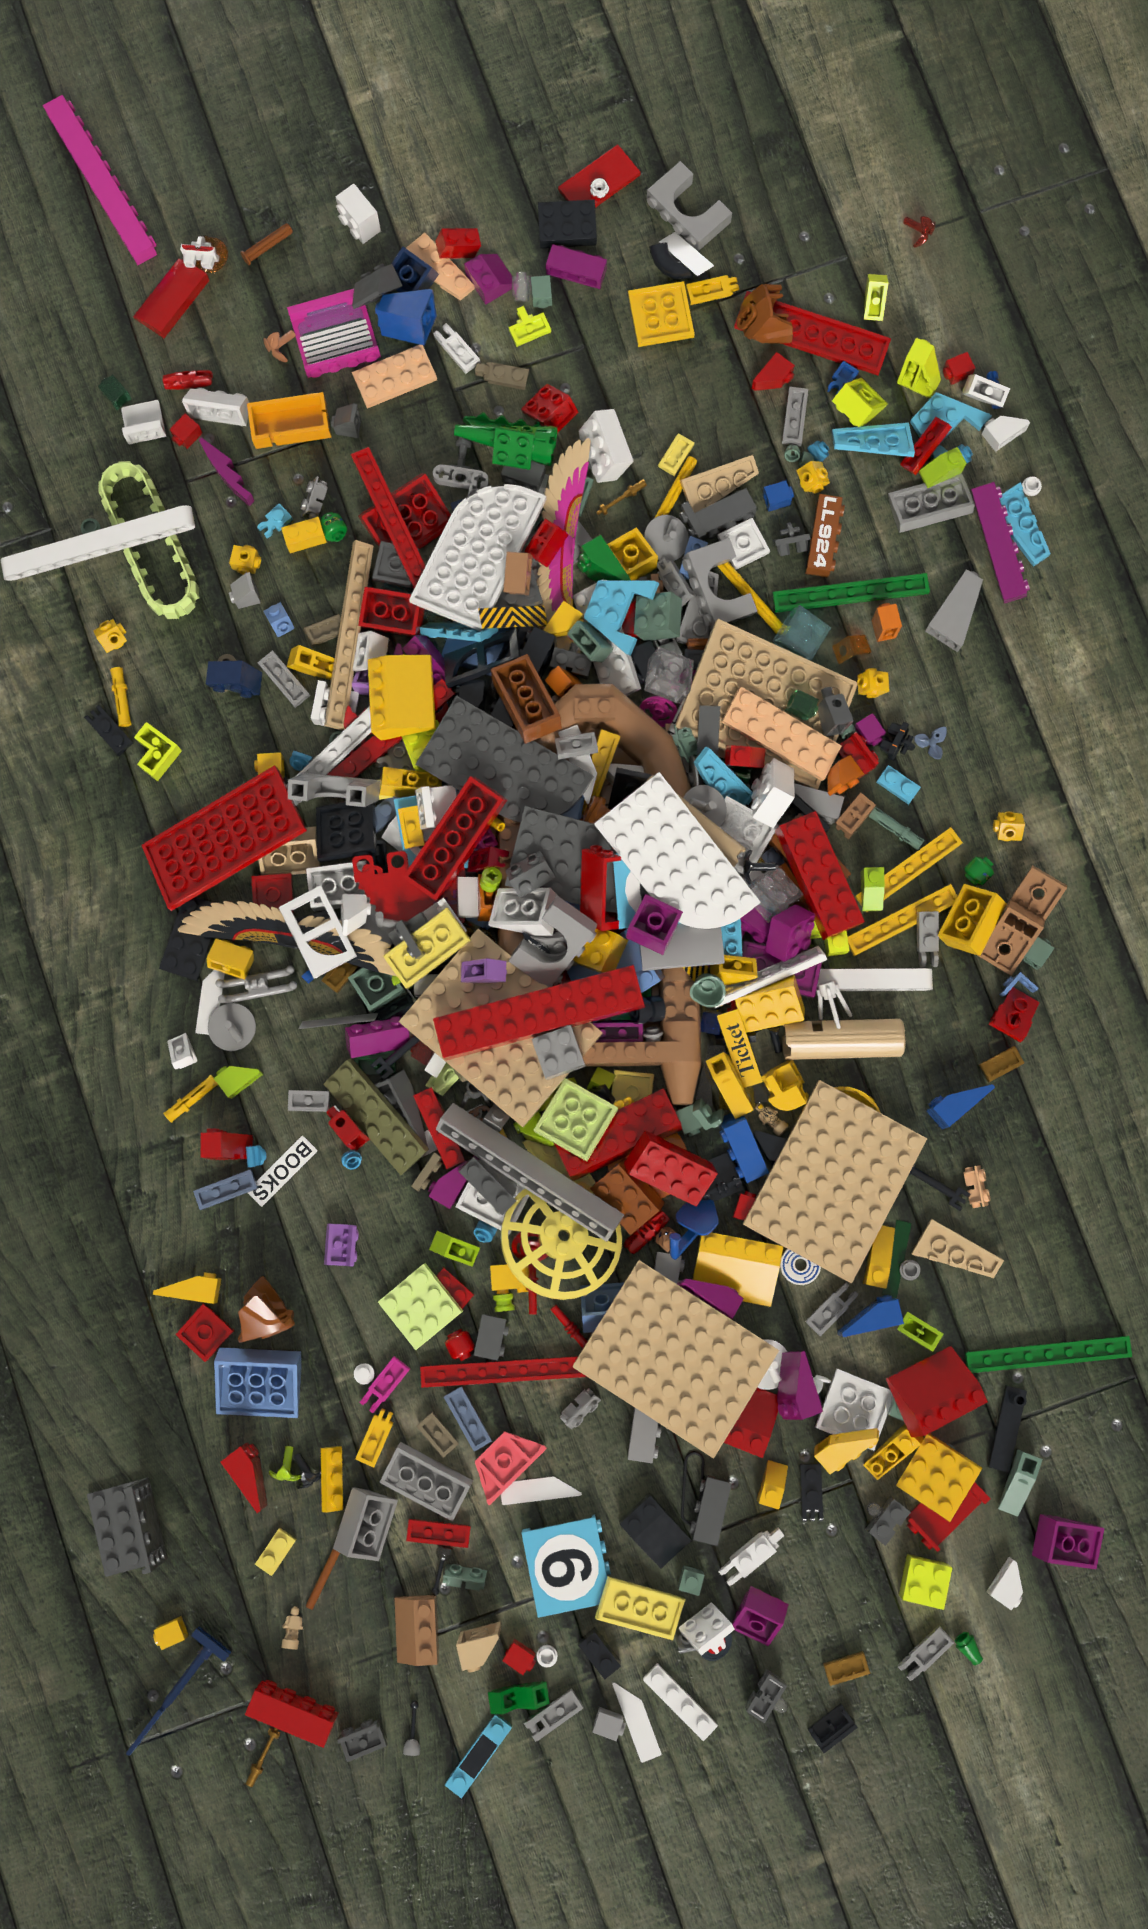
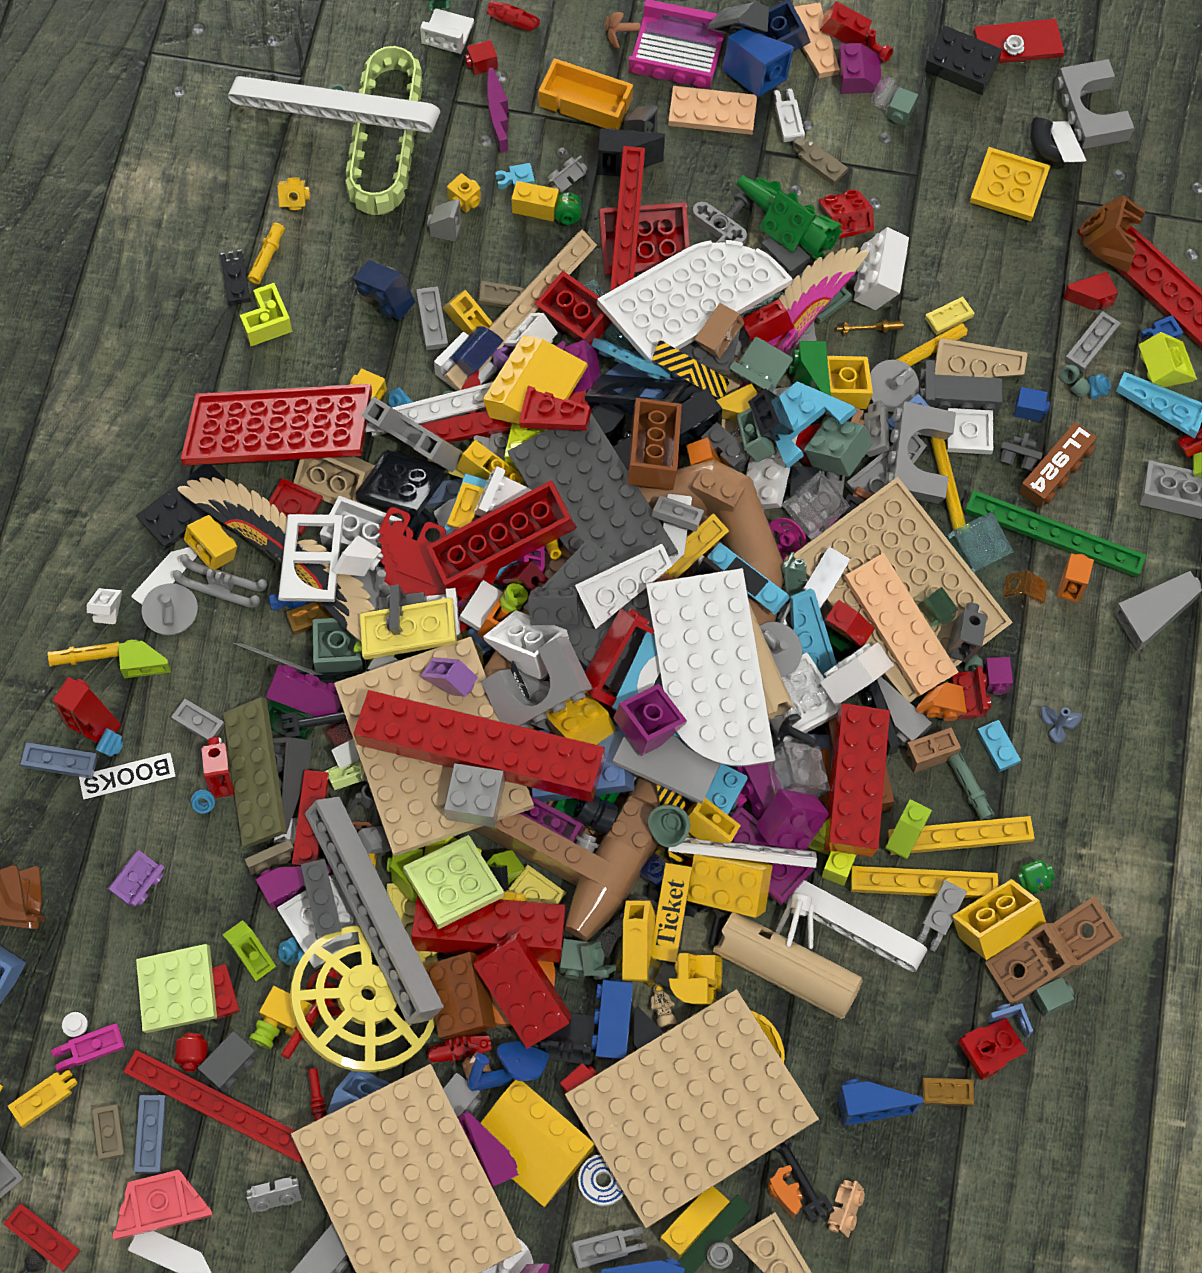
camera: 25 degrees right, 15 degrees down
(216, 406) = (523, 49): white slope -> none
(279, 619) = (462, 263): medium blue bracket -> none
(338, 690) = (476, 349): none -> clear blue brick
(339, 452) = (612, 143): none -> black slope
(389, 567) = (598, 267): dark grey bracket -> none
(426, 1481) = (65, 1175): light grey slope -> none
(431, 716) = (548, 412): none -> red wing
(500, 250) = (884, 52): none -> red piece
(528, 327) = (870, 131): neon yellow hinge -> none
(562, 580) = (761, 365): none -> sand green bracket
(571, 830) = (617, 586): none -> white wing
(576, 266) = (950, 102): magenta brick -> none
(595, 621) = (770, 415): none -> black hinge
(651, 764) = (757, 585): none -> medium azure plate
(711, 289) = (1074, 187): yellow hinge -> none
(813, 477) = (1078, 404): yellow brick -> none
(873, 683) = (1027, 630): yellow brick -> none
(899, 732) = (1024, 703): black hips -> none
(932, 1203) = (785, 1195): none -> orange hand
(1009, 826) = (1094, 848): yellow brick -> none

